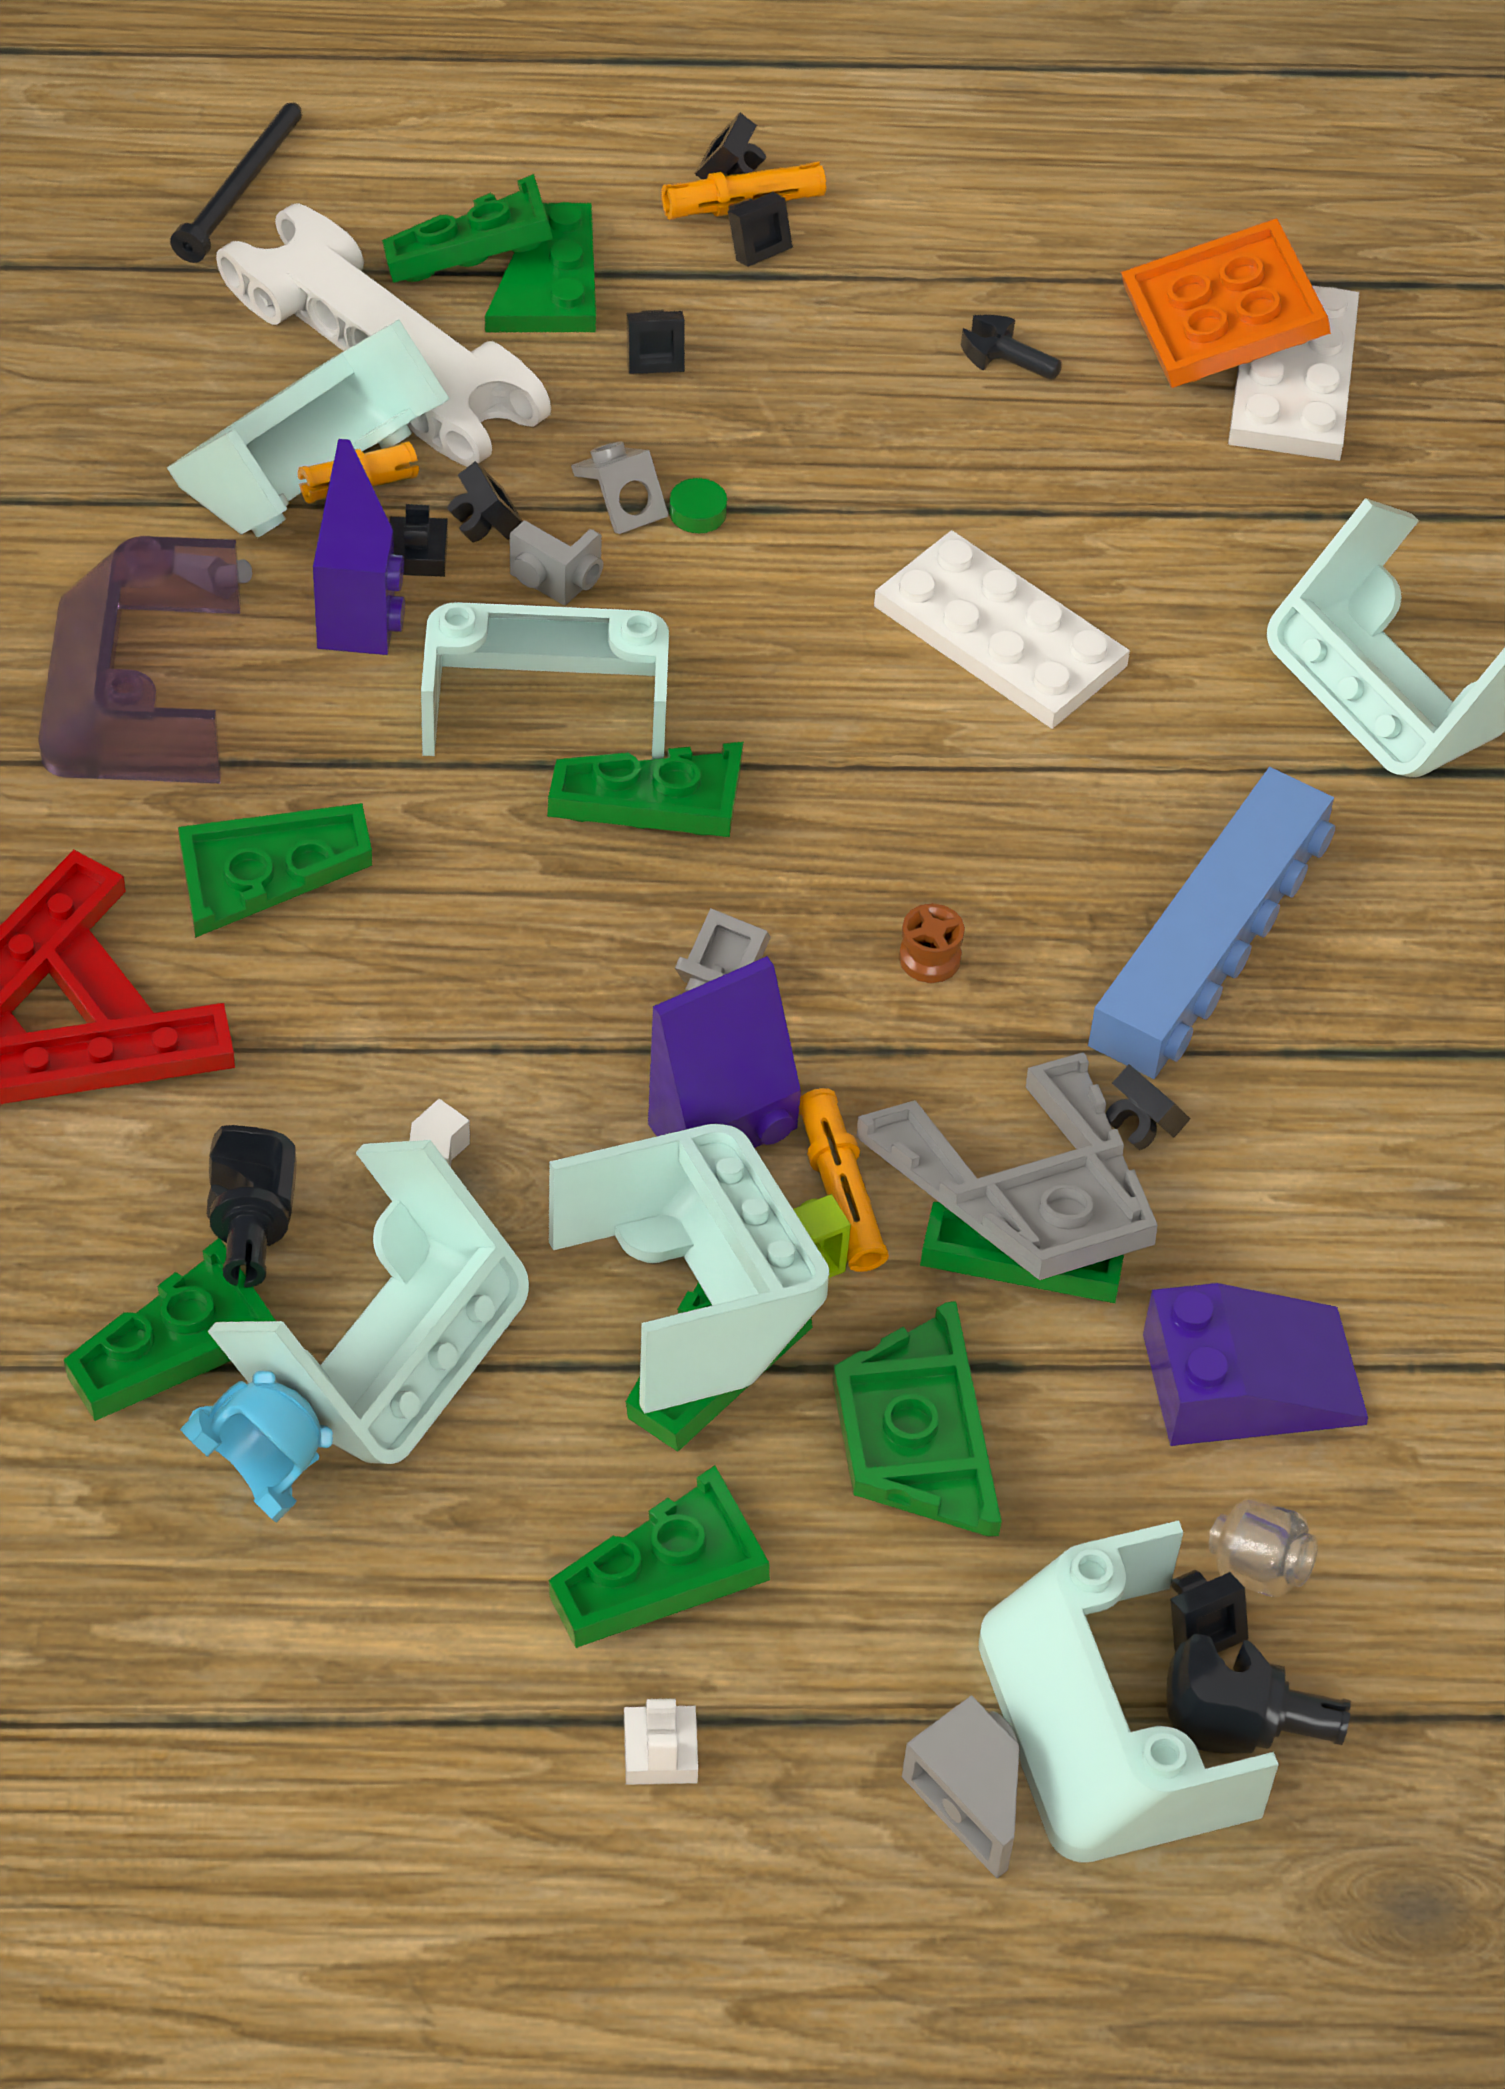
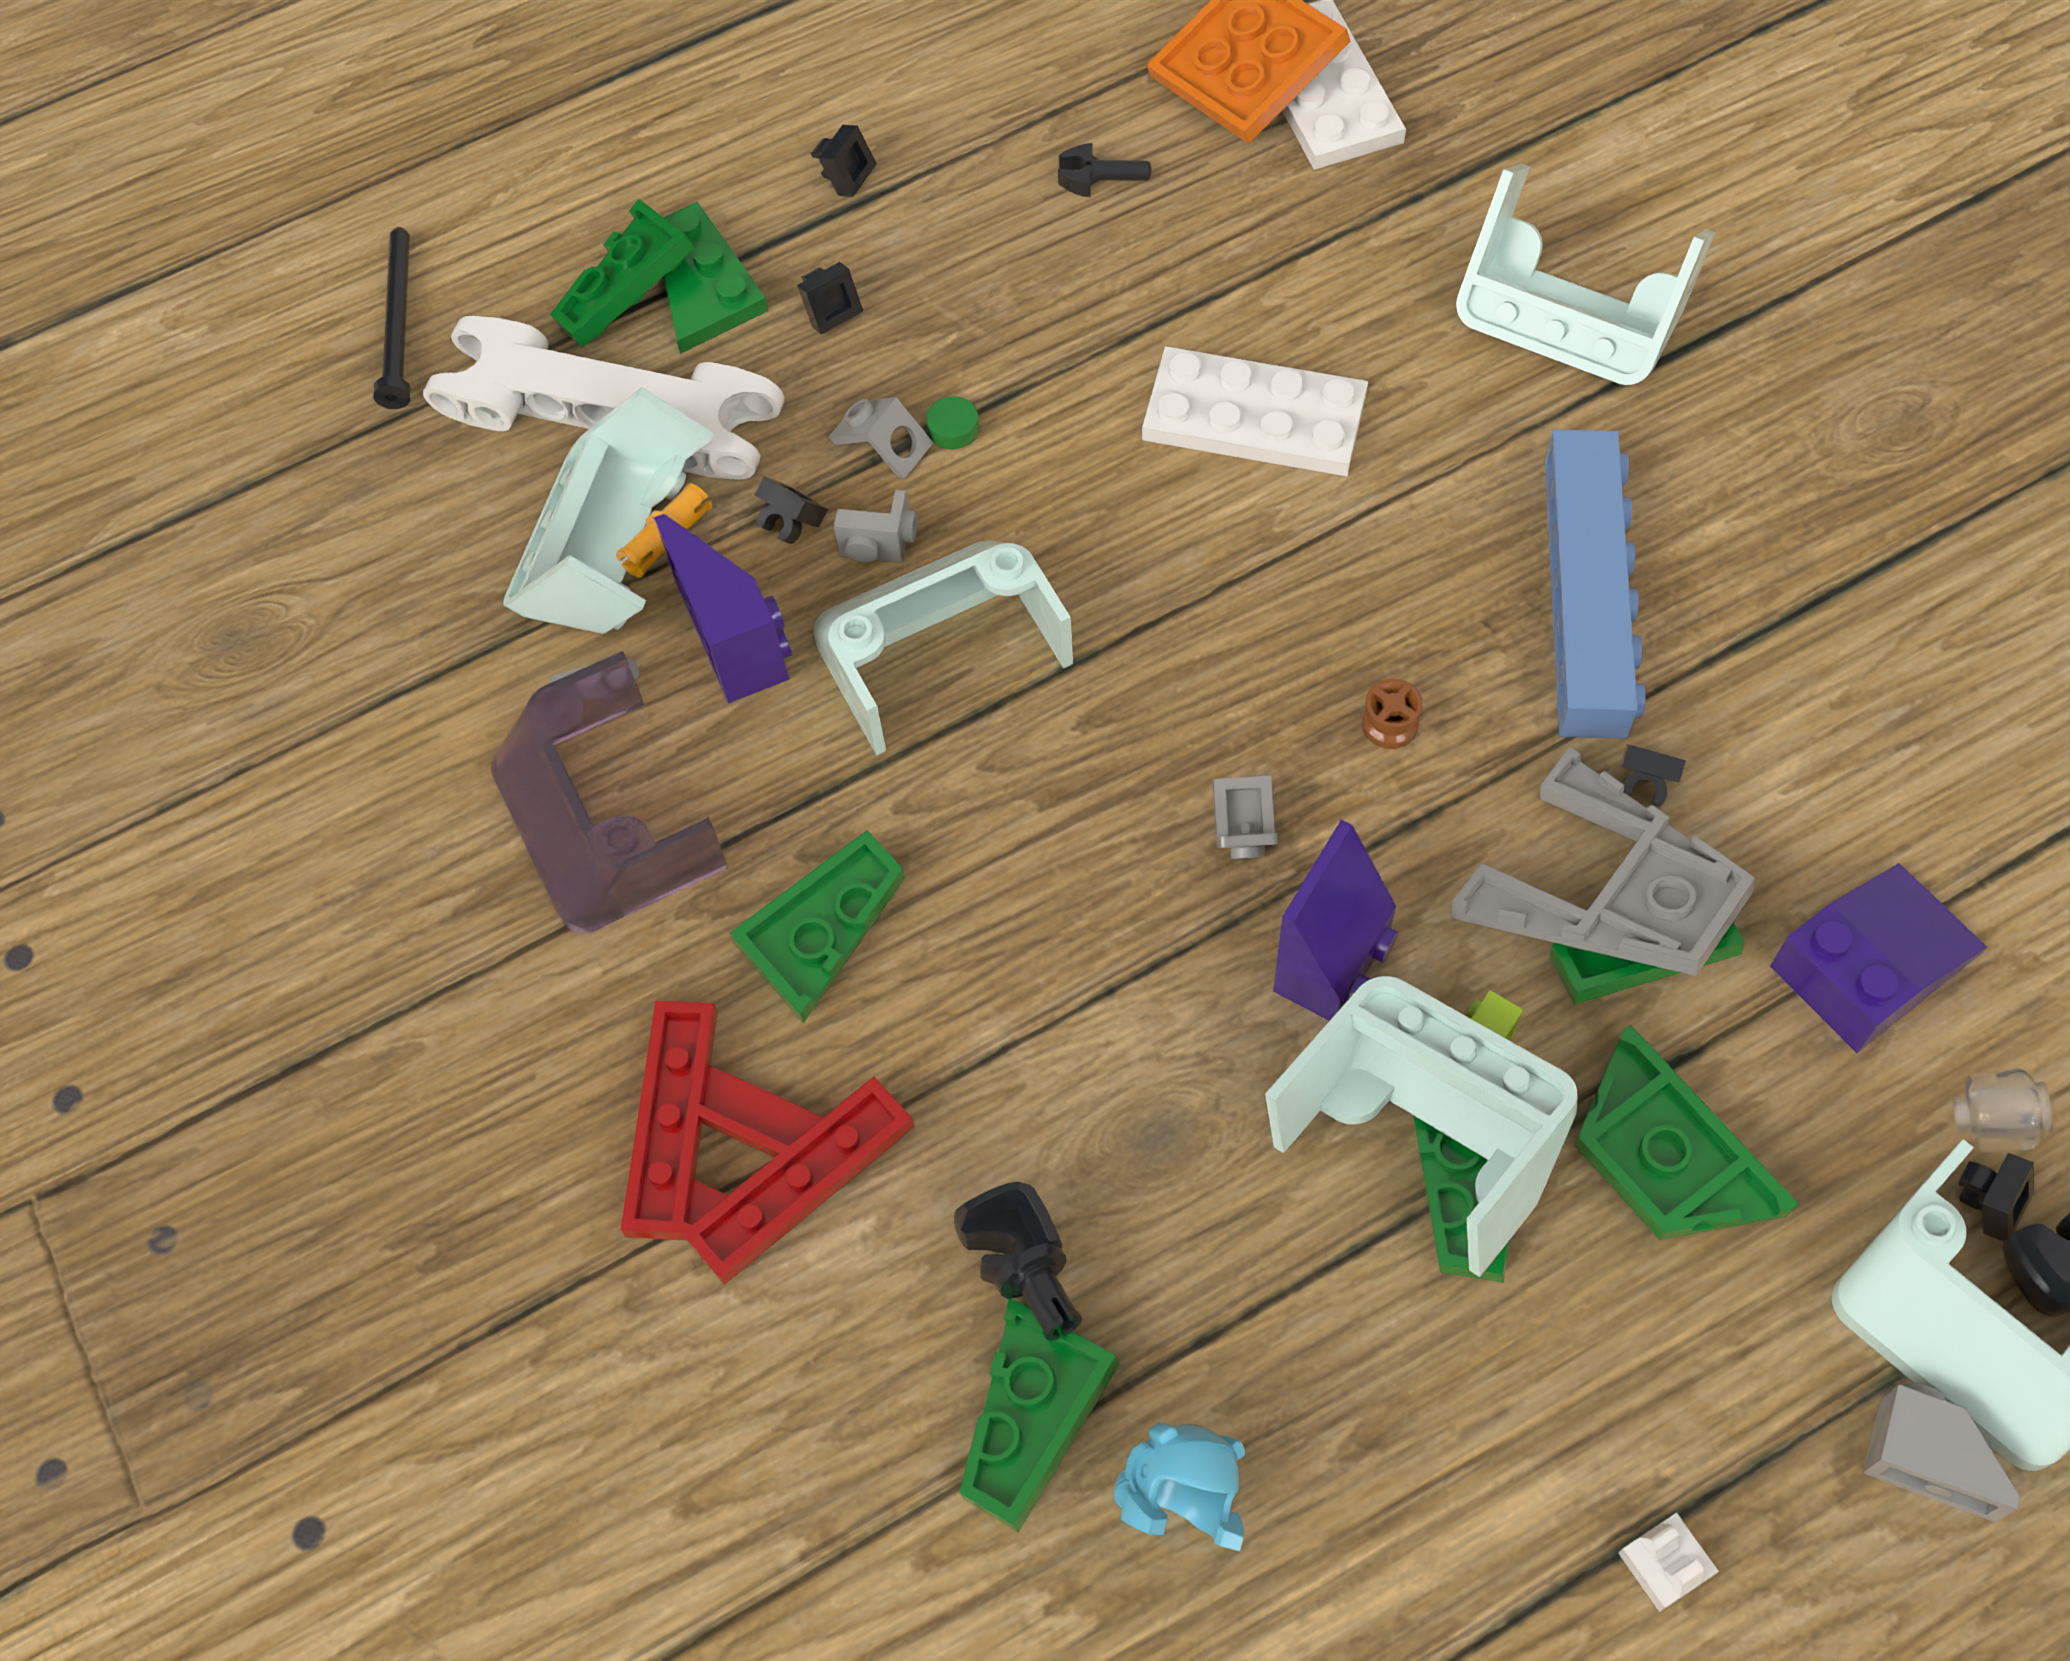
camera: 20 degrees left, 10 degrees up
(420, 541) = (760, 562): black tile -> none
(424, 1330) = (1224, 1295): light aqua windscreen -> none
(445, 1129) = (1124, 1107): white piece -> none
(665, 793) = (1092, 692): green wing -> none
(665, 1566) = (1564, 1395): green wing -> none
(721, 191) = (795, 143): light orange pin -> none
(731, 151) = (780, 107): black tile -> none
(822, 1121) = (1445, 943): light orange pin -> none

